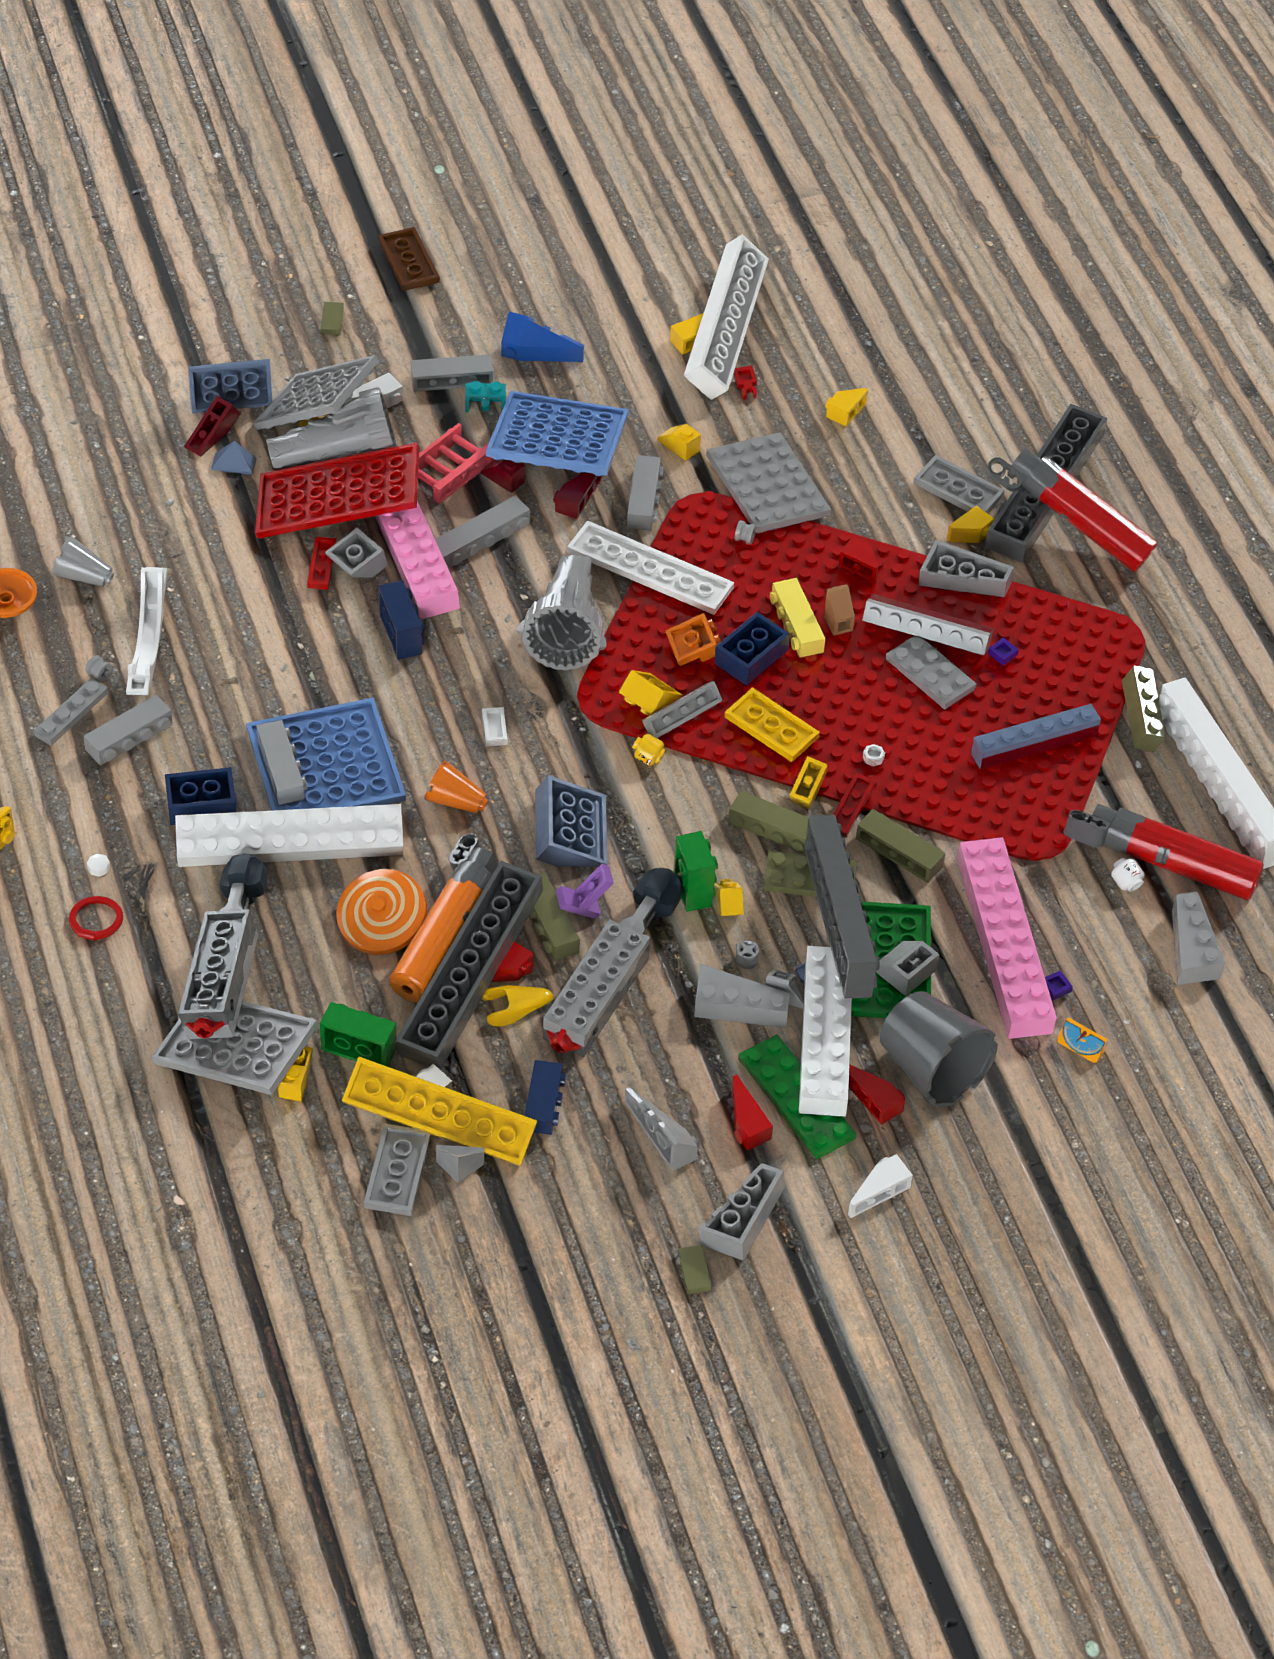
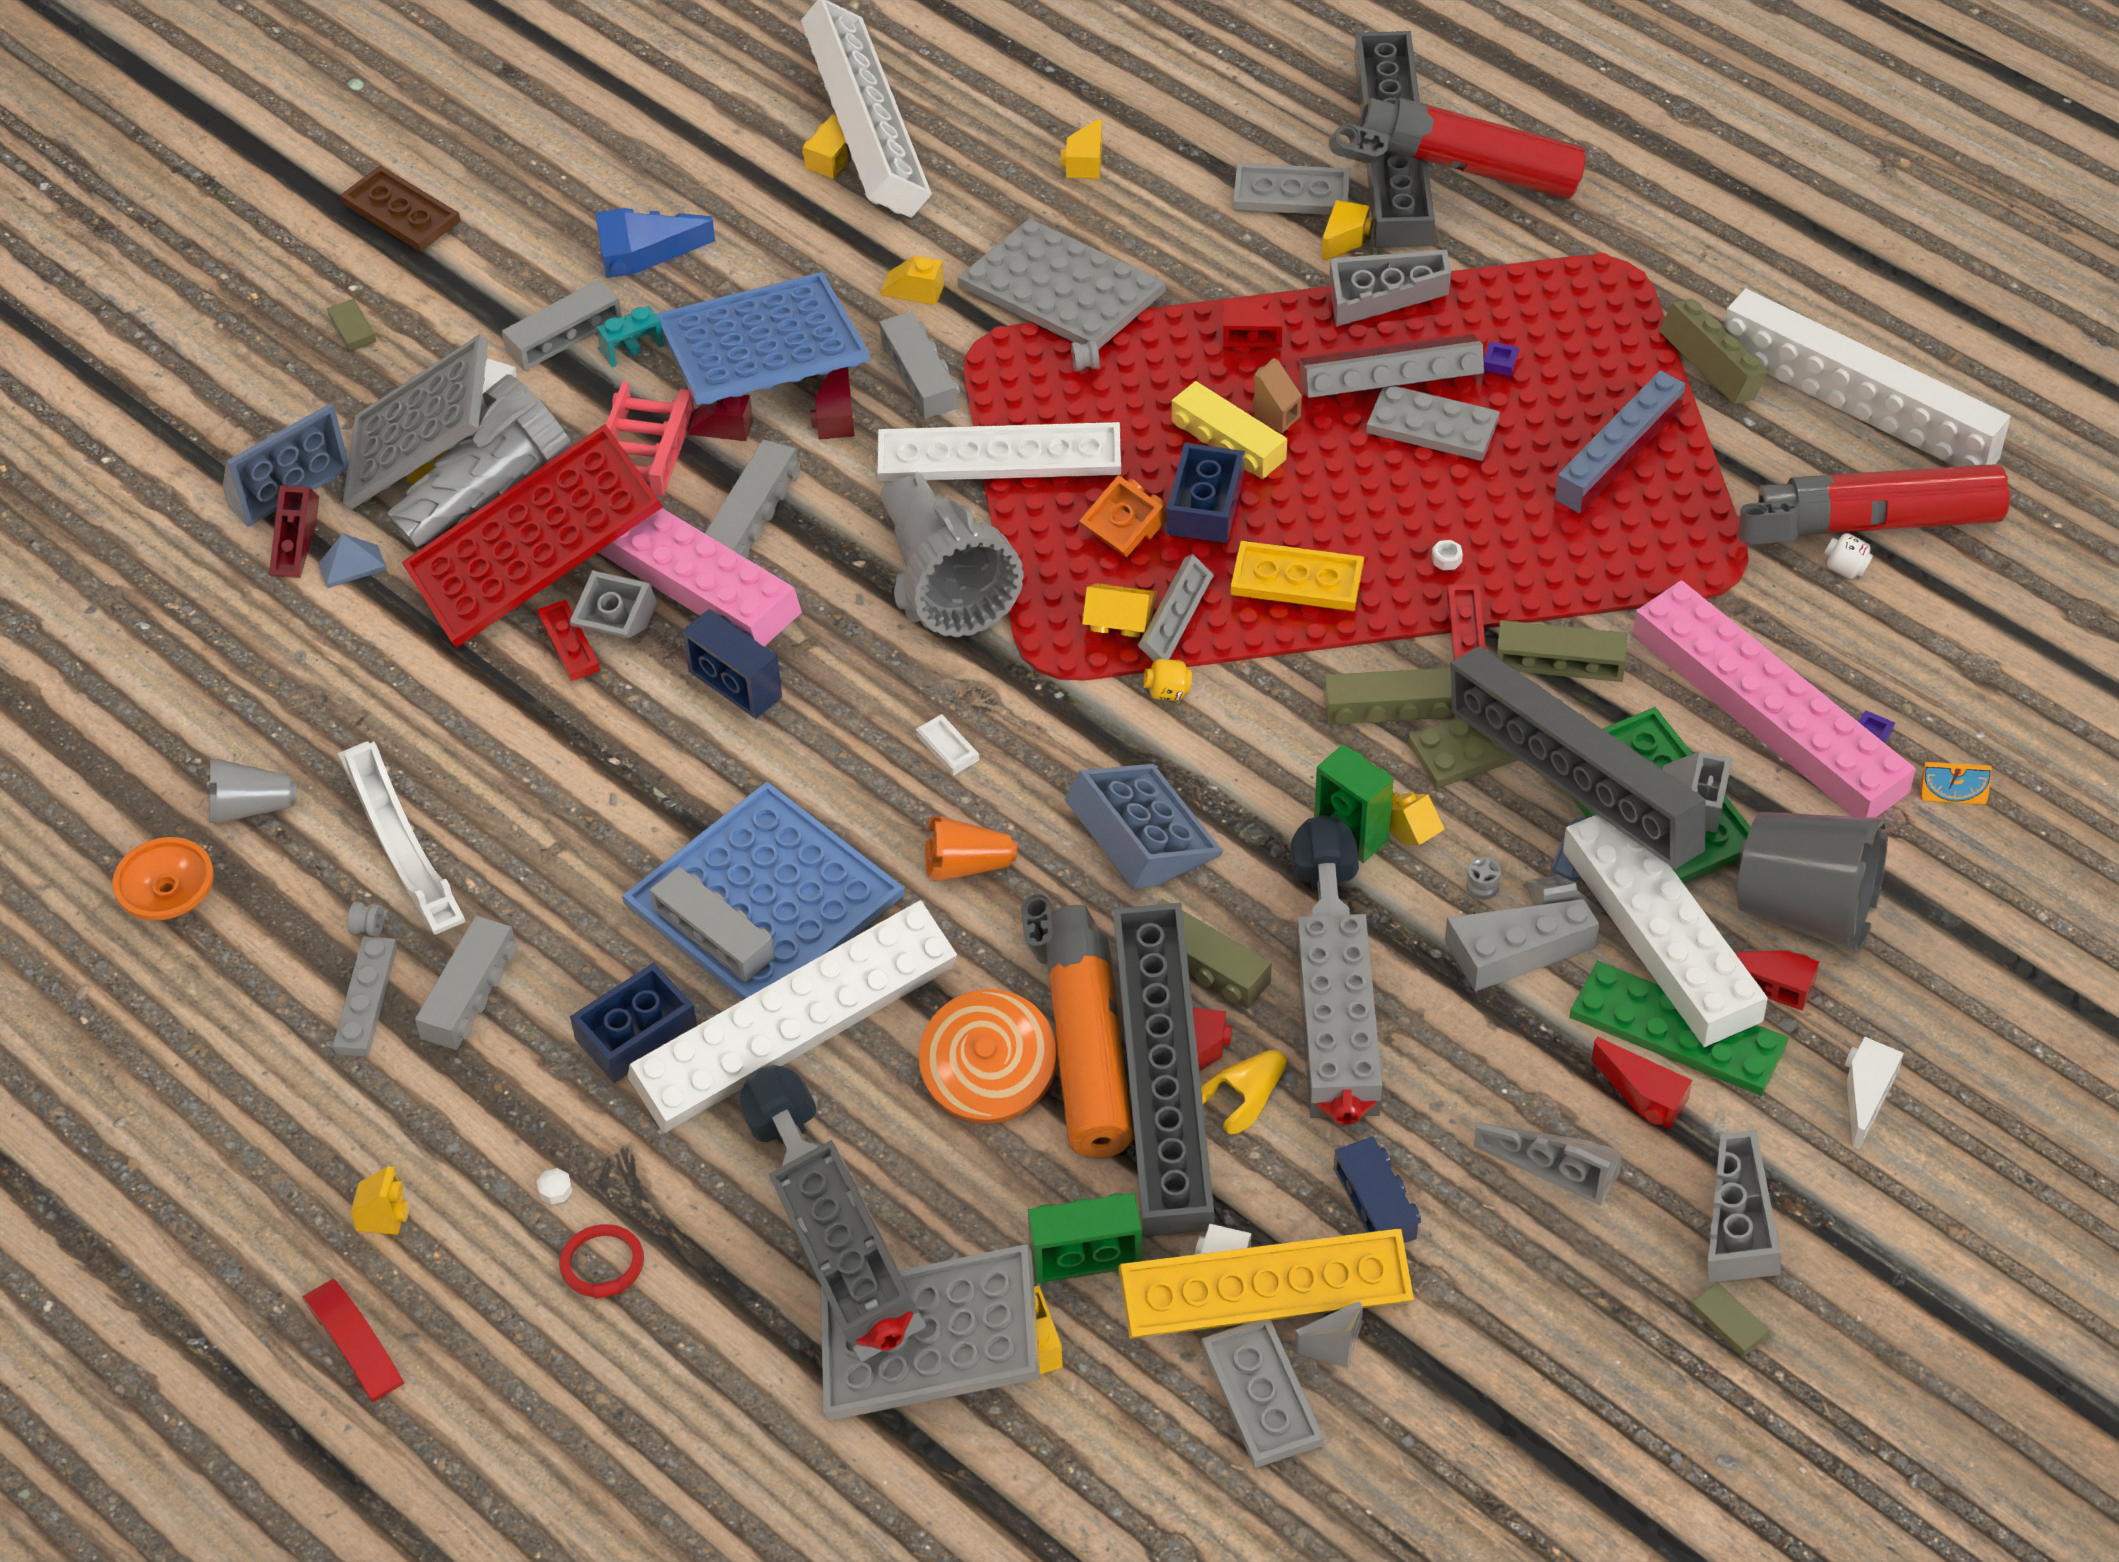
camera: 25 degrees left, 0 degrees up
(585, 897) = (1237, 905): medium lavender bracket -> none
(745, 379) = (942, 174): red plate -> none
(808, 783) = (1400, 625): yellow brick -> none
(1195, 943) = (1985, 597): light grey wedge -> none

